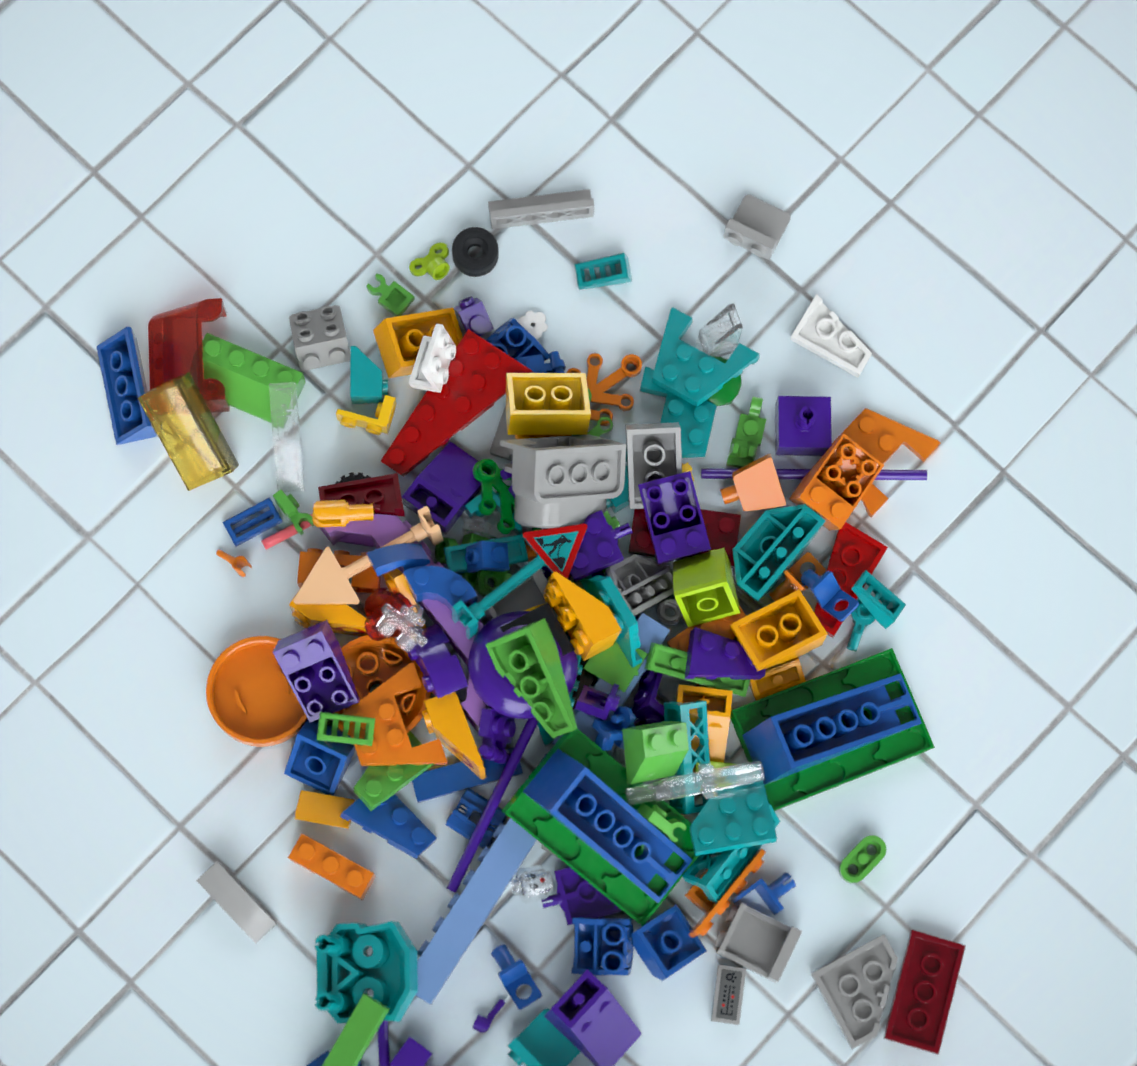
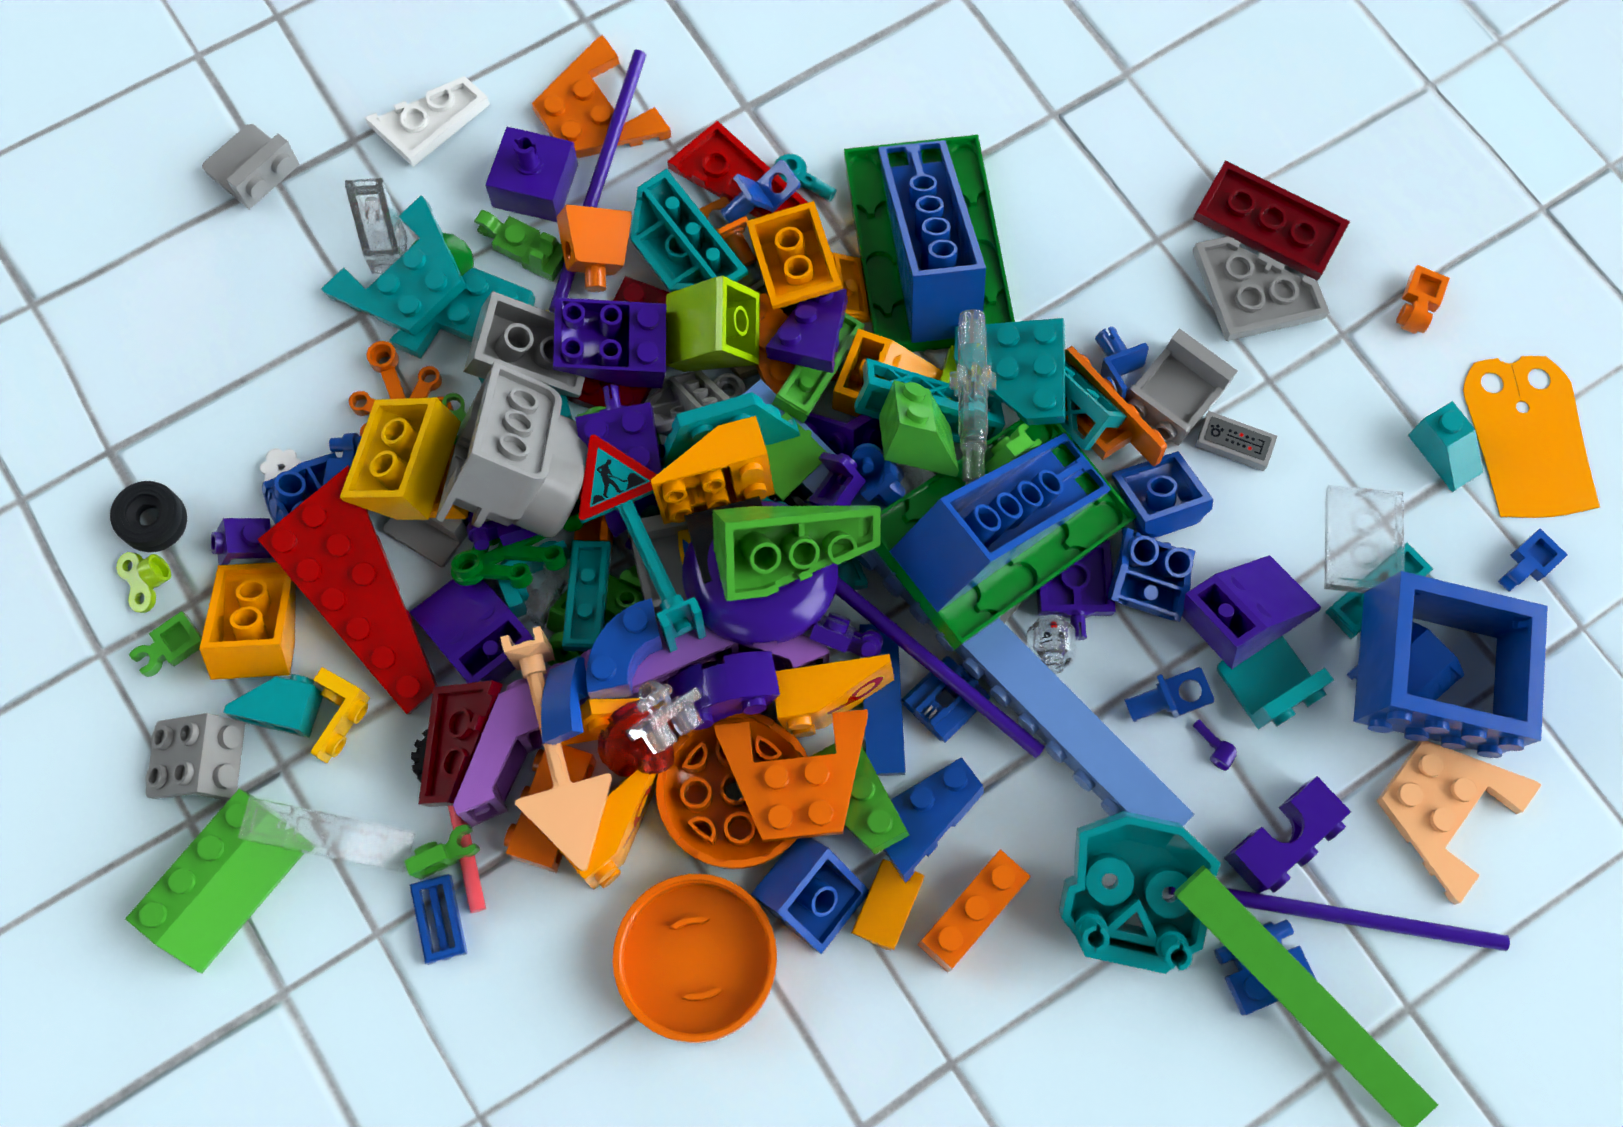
camera: 75 degrees left, 5 degrees down
(123, 385) = (166, 1069): blue slope -> none
(178, 349) = (155, 974): clear red windscreen -> none
(188, 431) = (268, 981): clear yellow slope -> none
(236, 902) = (994, 1064): light grey slope -> none
(237, 563) = (493, 954): orange hand -> none
(316, 670) = (692, 862): dark purple slope -> none
(322, 725) = (779, 873): bright green slope -> none
(339, 513) = (471, 770): light orange arm -> none
(433, 361) = (286, 596): white bracket -> none
(487, 556) = (593, 589): blue bracket -> none
(541, 209) = (121, 418): light grey fence -> none
(610, 261) = (229, 348): teal slope -> none
(837, 482) = (618, 147): orange slope -> none
(862, 860) = (1099, 248): bright green plate -> none
(891, 605) = (782, 143): teal slope -> none

